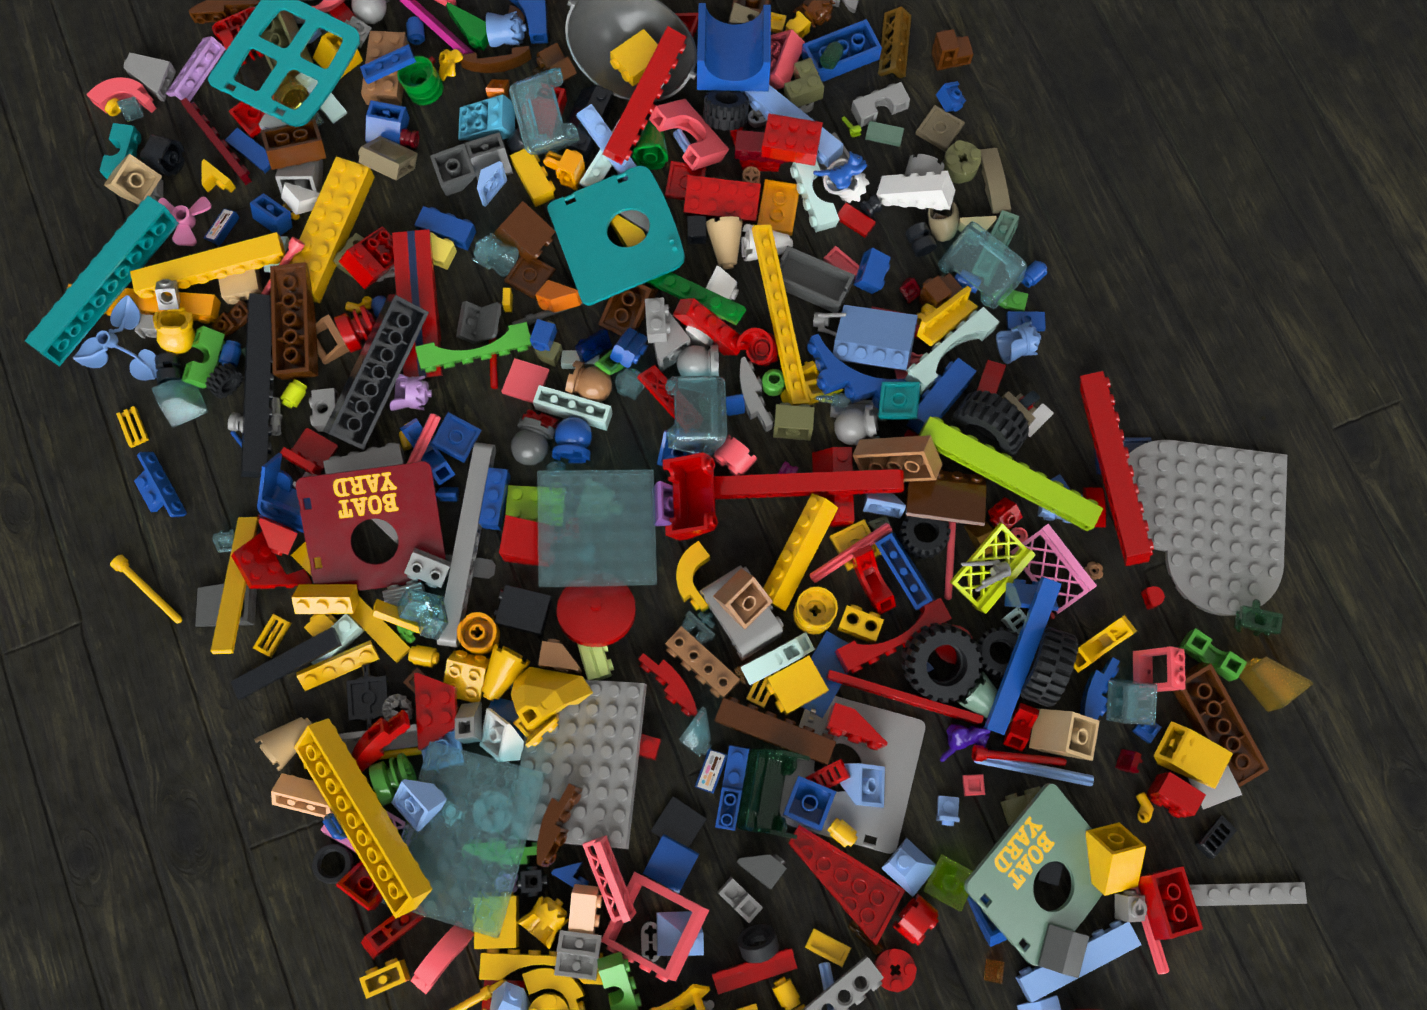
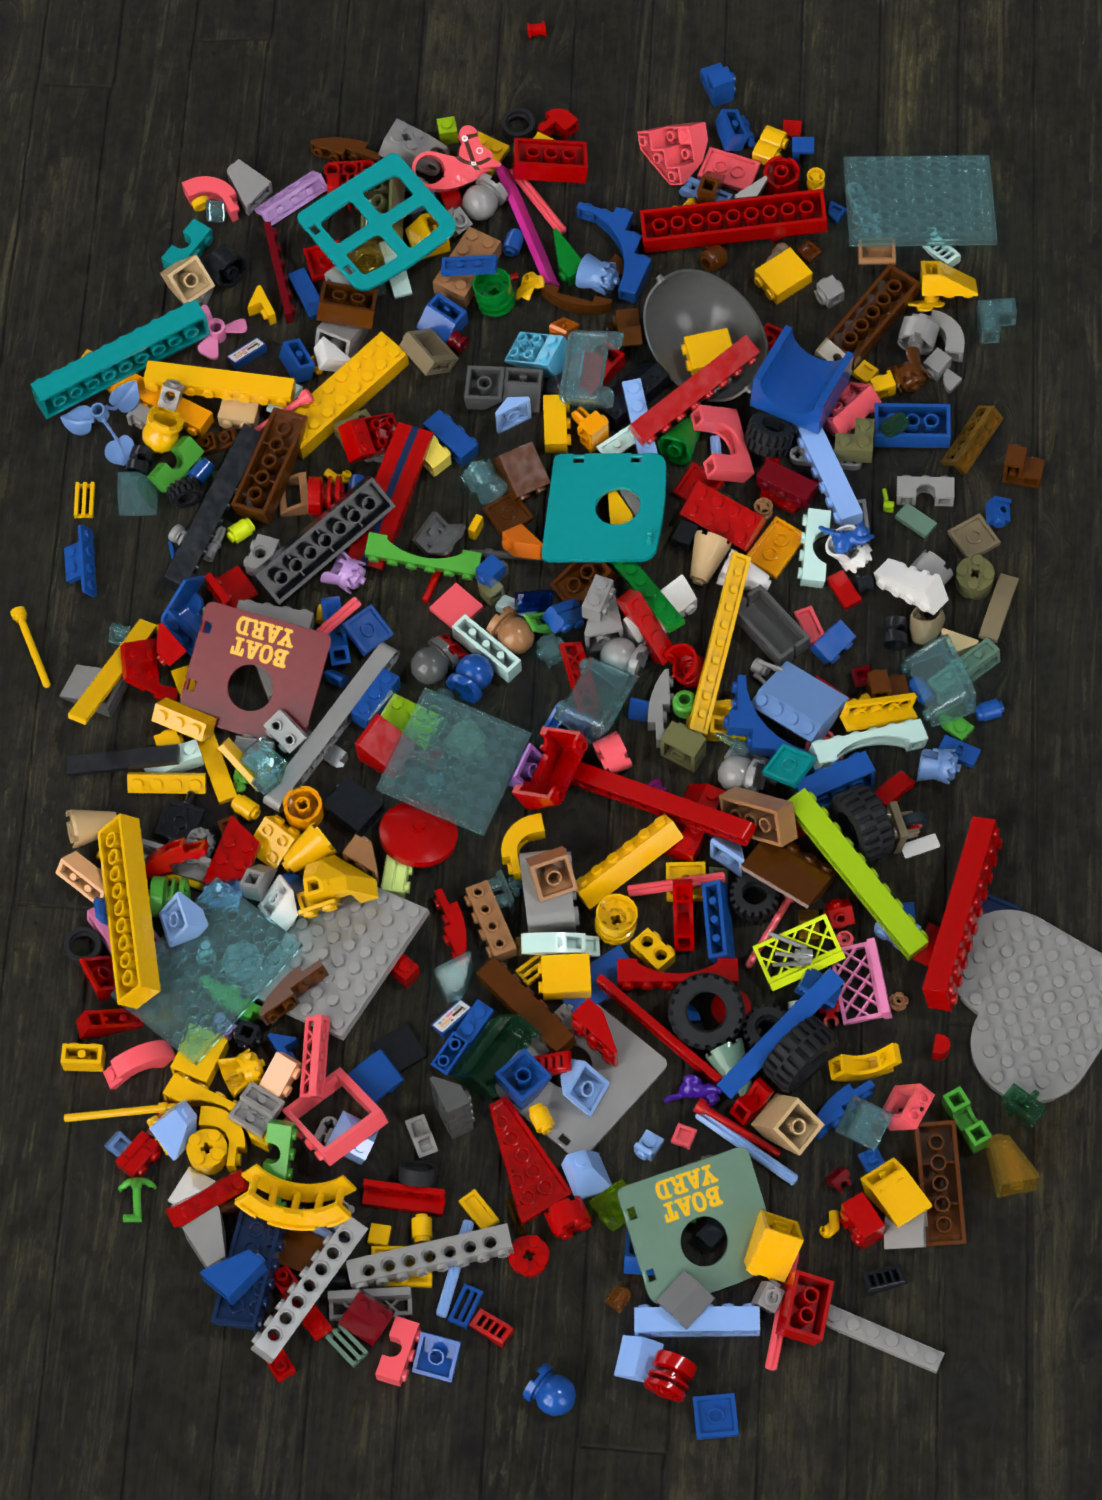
camera: 30 degrees right, 10 degrees down
(278, 639) = (127, 737): yellow tile -> none
(791, 139) = (812, 487): red brick -> none

